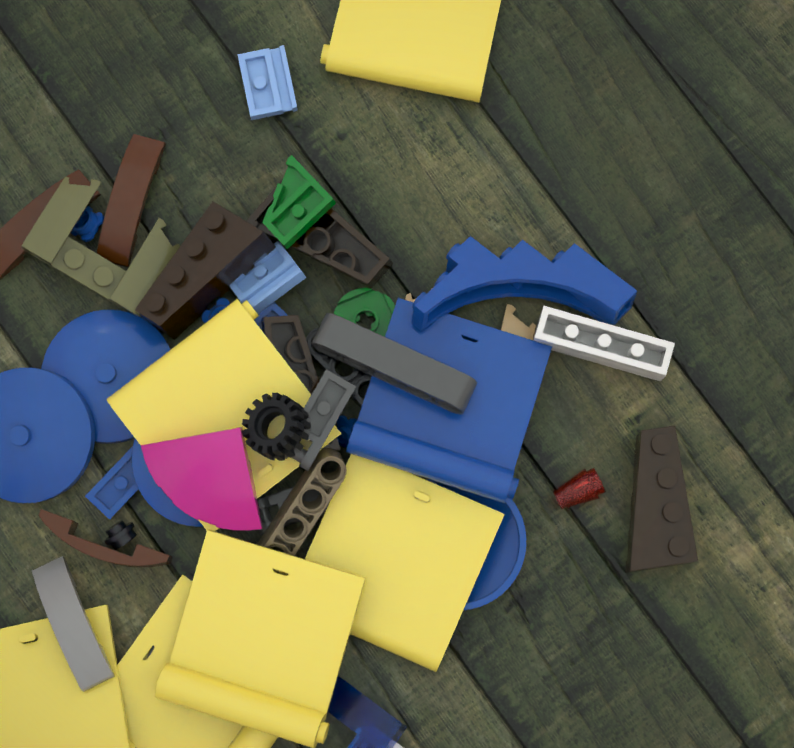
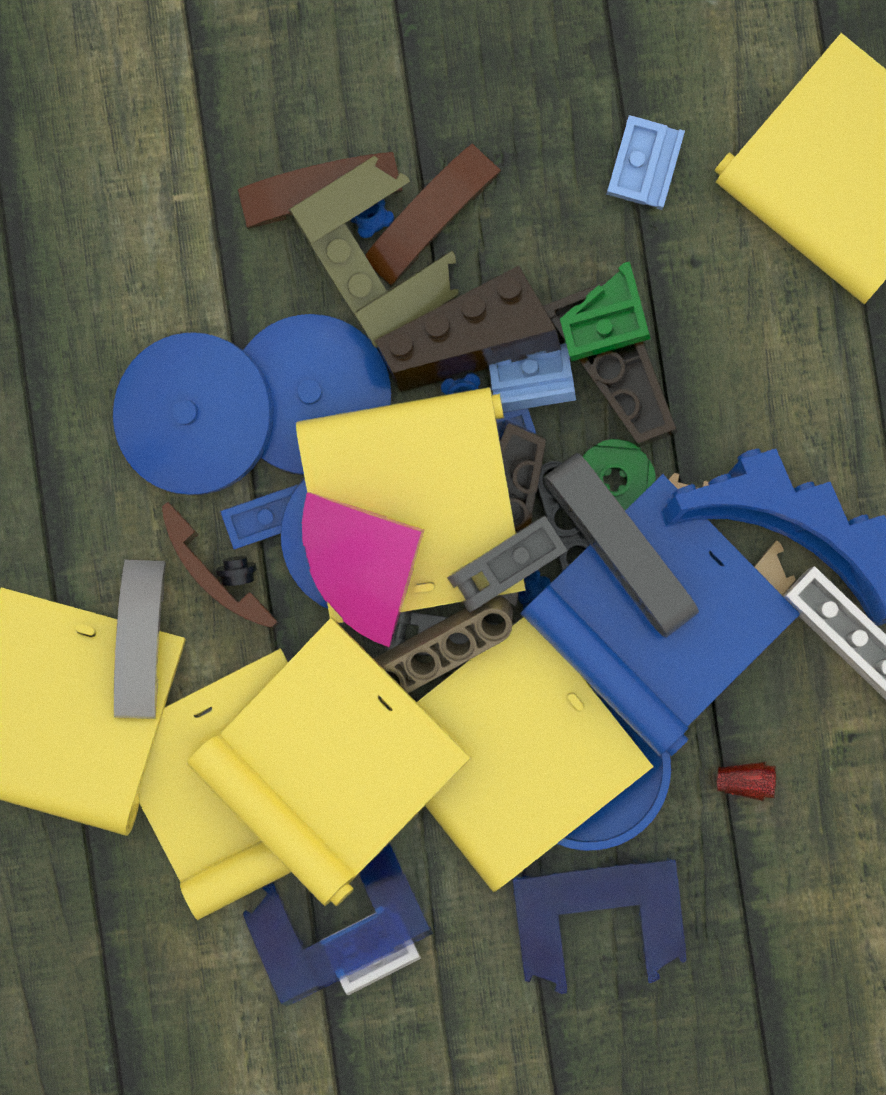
camera: 30 degrees right, 5 degrees up
(262, 417) = (449, 531): black tyre -> none
(546, 606) = (645, 884): none -> clear blue wedge
(659, 508) = (823, 843): dark brown wedge -> none

